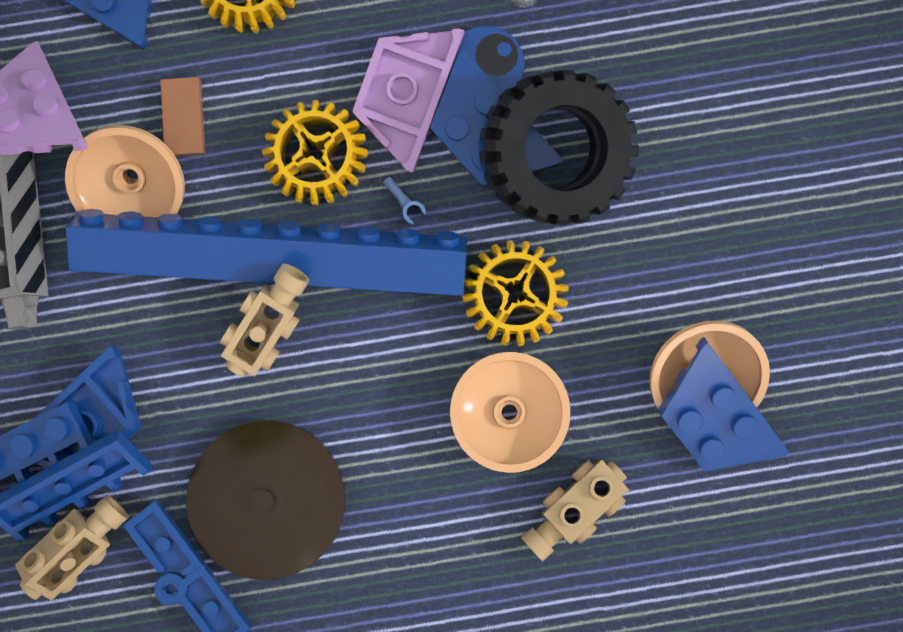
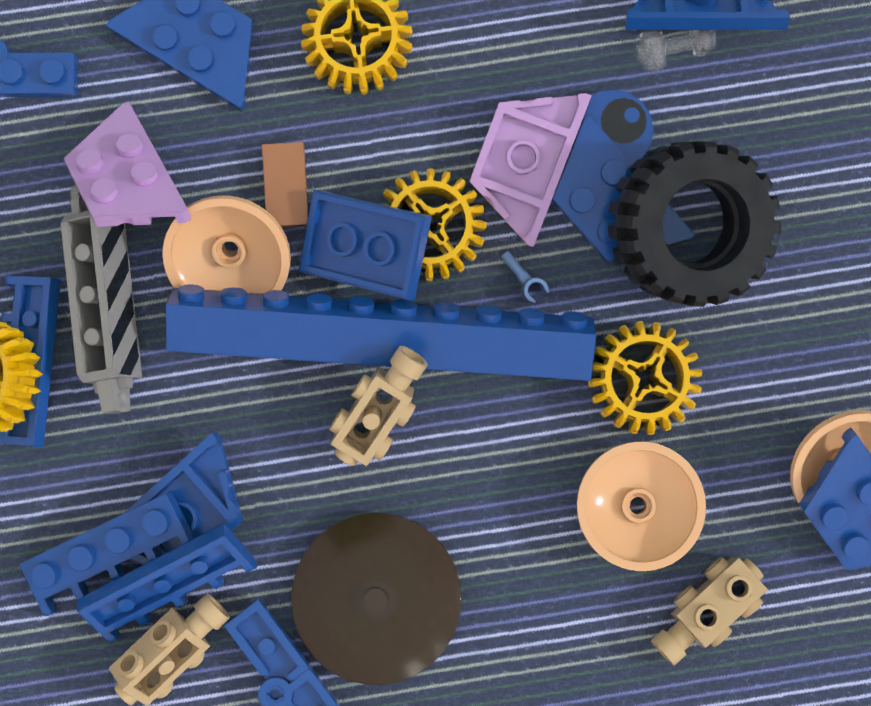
camera: 10 degrees left, 0 degrees up
(253, 170) = (364, 244): none -> blue tile

